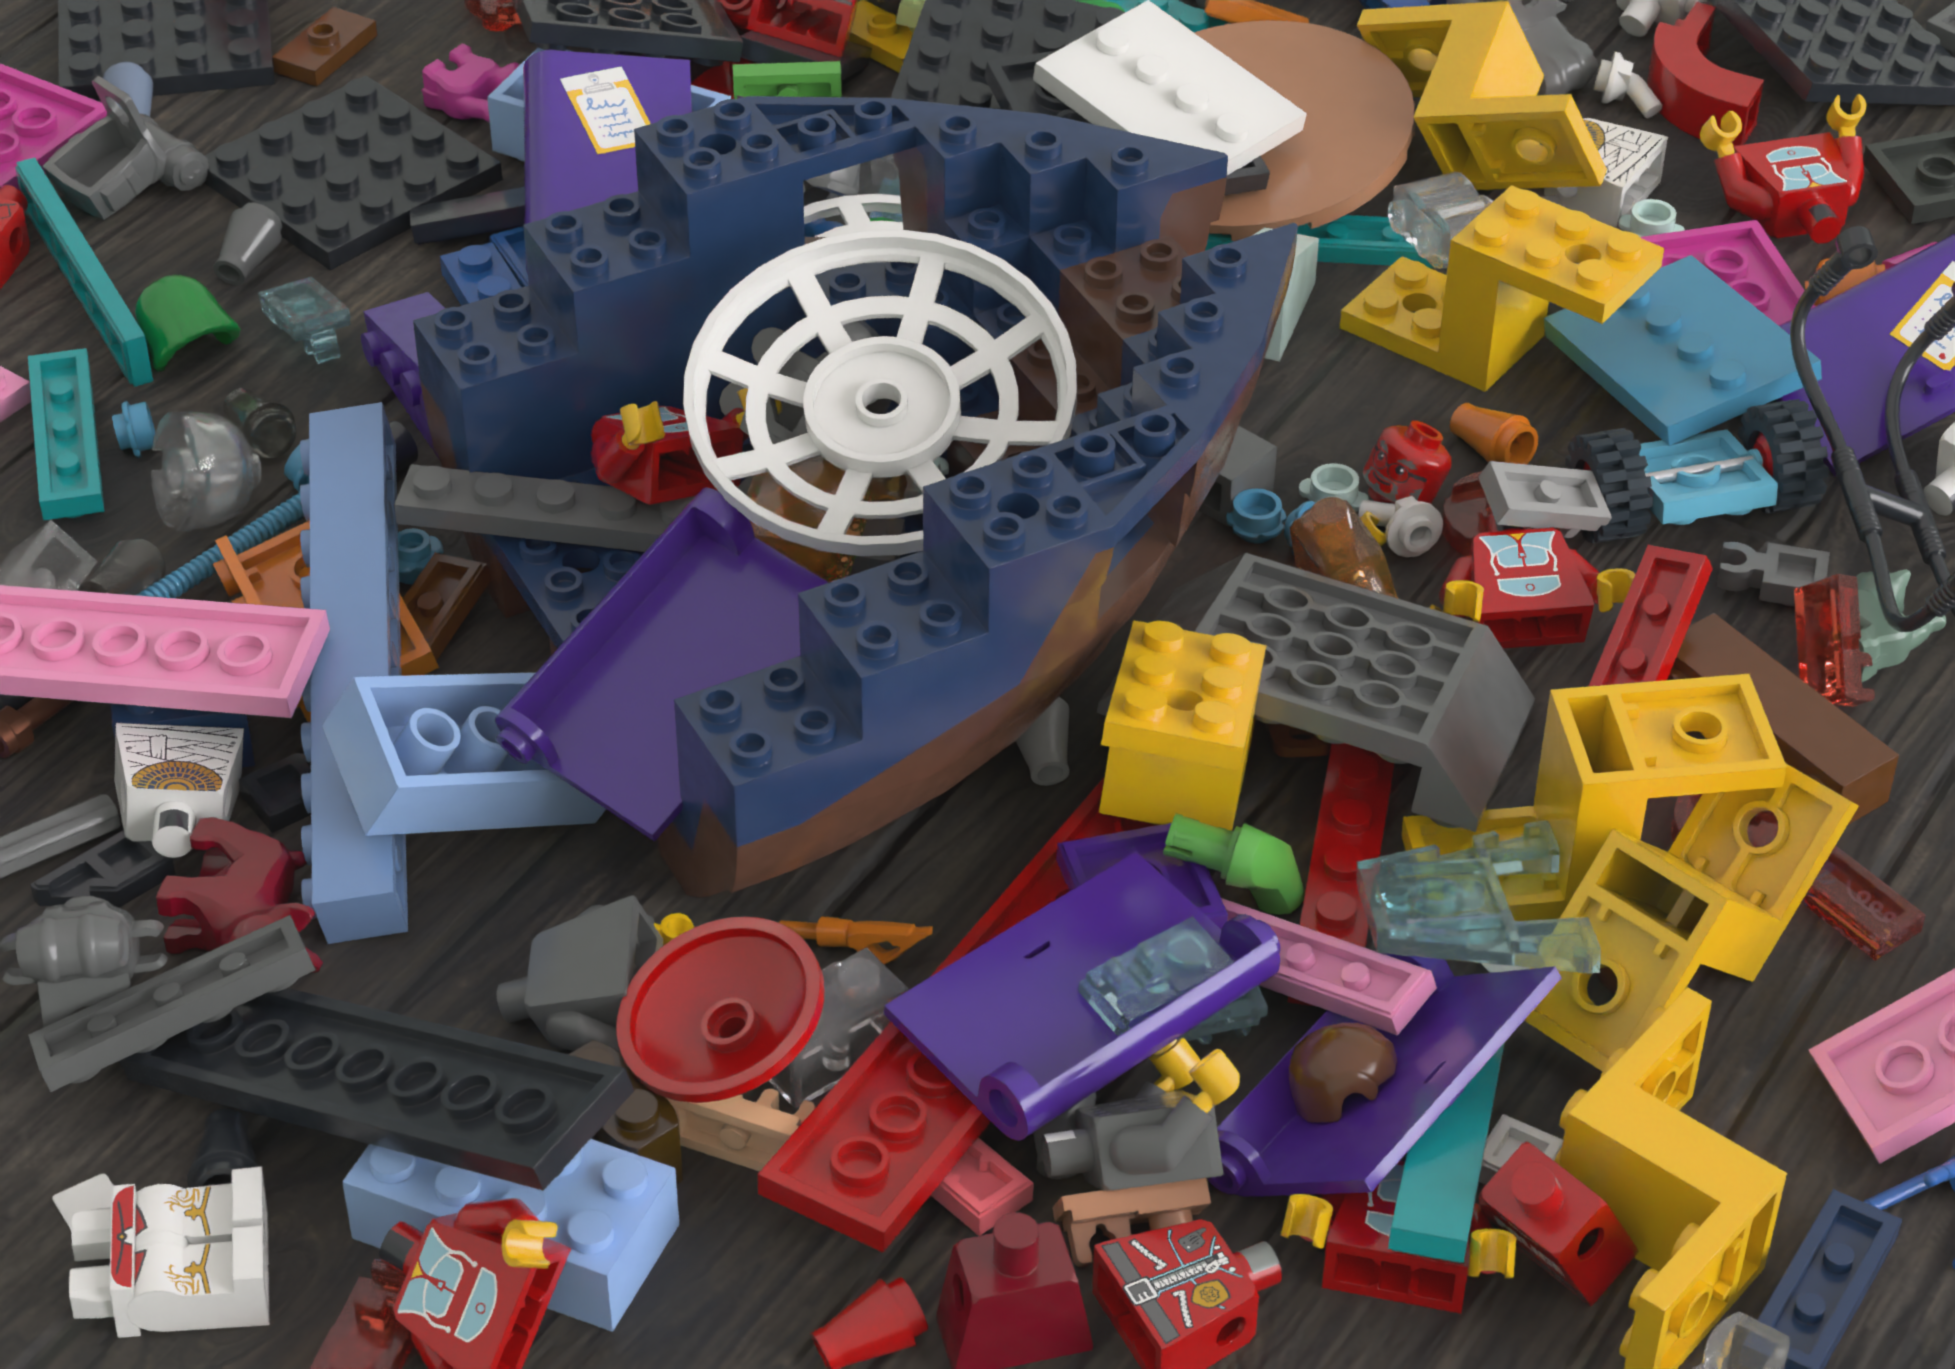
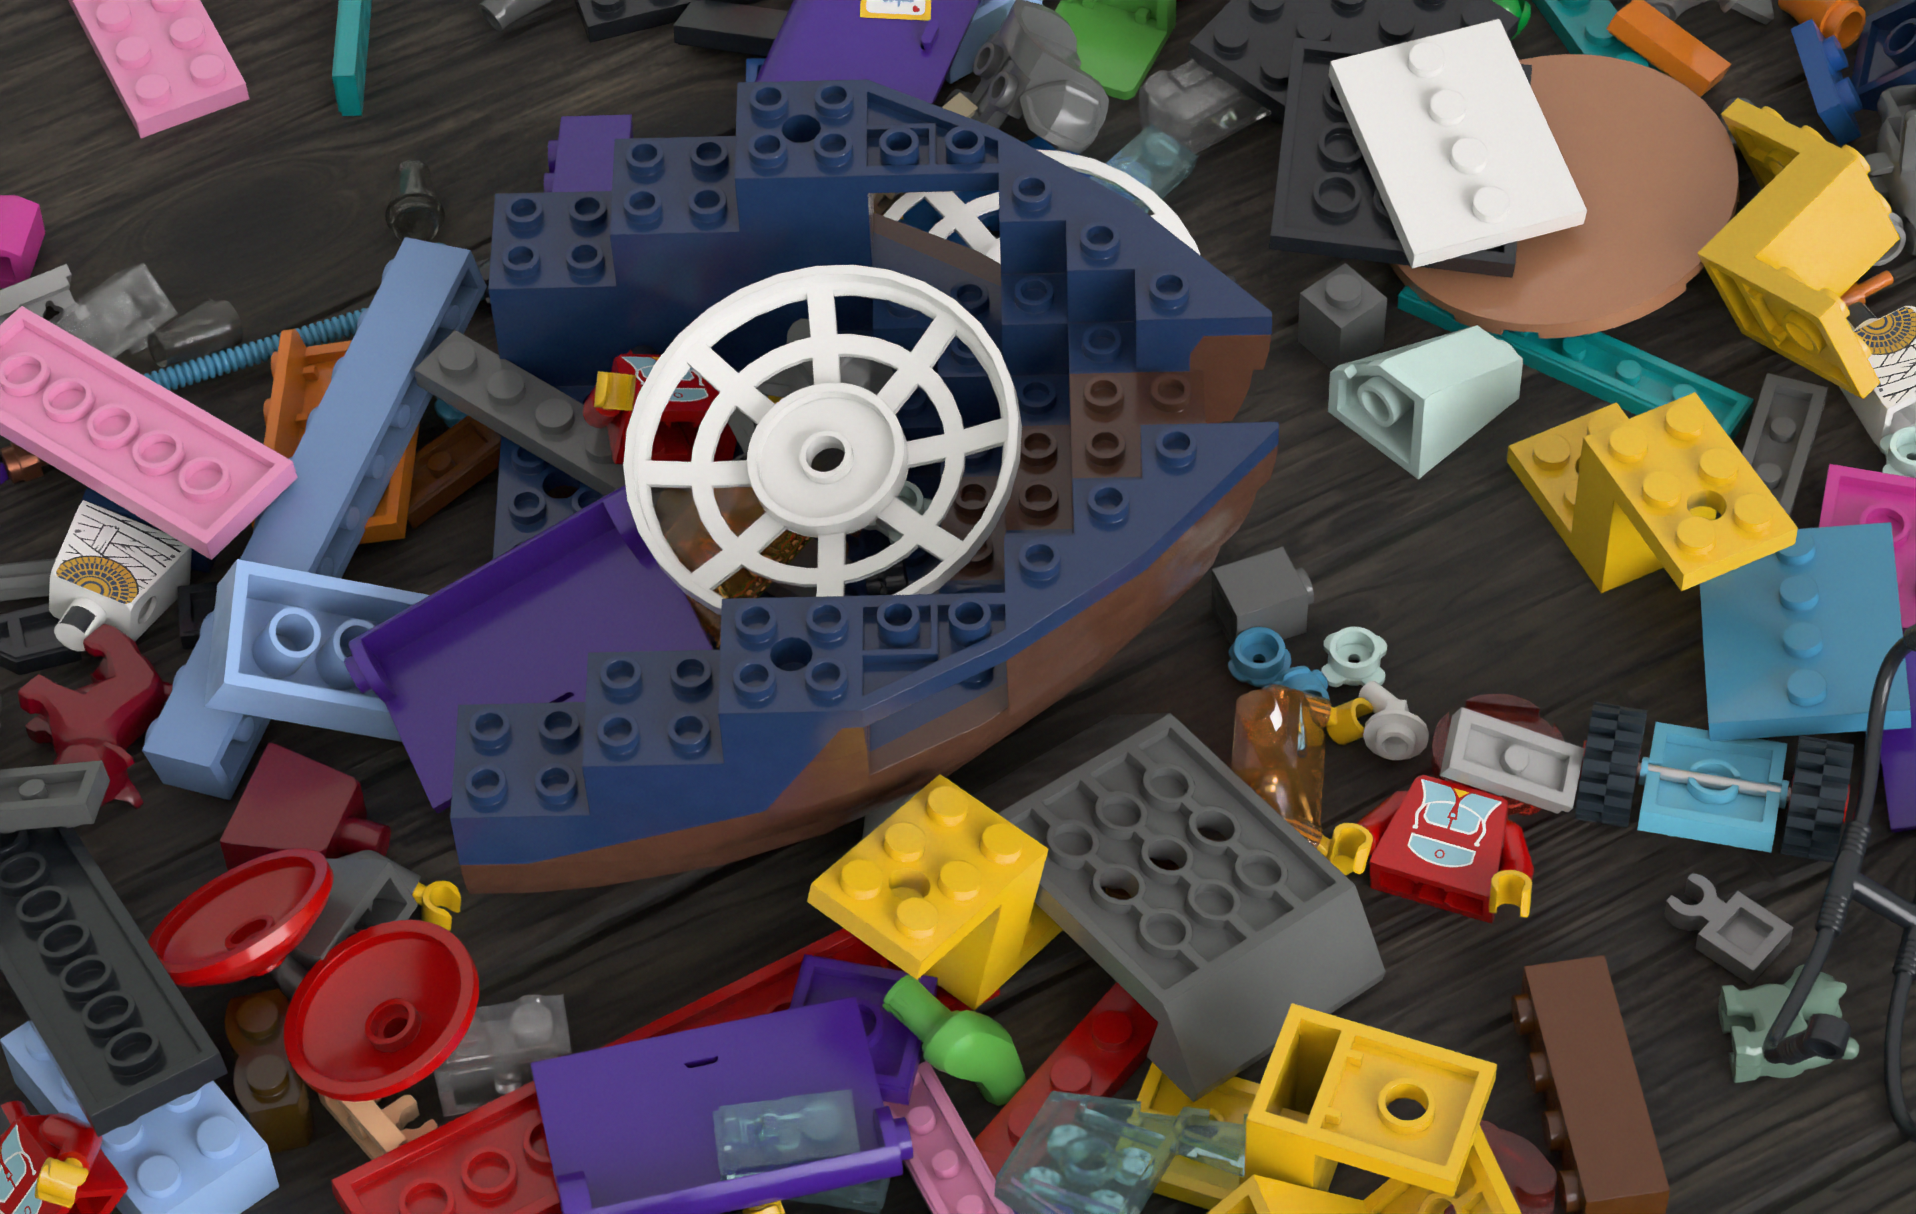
camera: 30 degrees right, 10 degrees up
(65, 434) = (243, 153): teal plate -> none
(134, 427) = (307, 168): dark azure plate -> none
(177, 312) = (408, 56): green hair -> none
(204, 471) = (328, 246): clear cylinder -> none
(307, 314) = (521, 95): clear light blue plate -> none
(477, 273) = (710, 101): blue plate -> none
(493, 913) = (300, 805): none -> dark red torso
(539, 976) = (244, 919): none -> red dish
(862, 934) = (606, 978): orange hand -> none
(1407, 464) = (1428, 663): red head -> none
(1434, 212) = (1667, 366): clear brick -> none
(1495, 434) = (1558, 658): orange cone -> none
(1653, 617) = (1497, 964): red plate -> none
(1830, 638) = (1707, 1015): clear red plate -> none

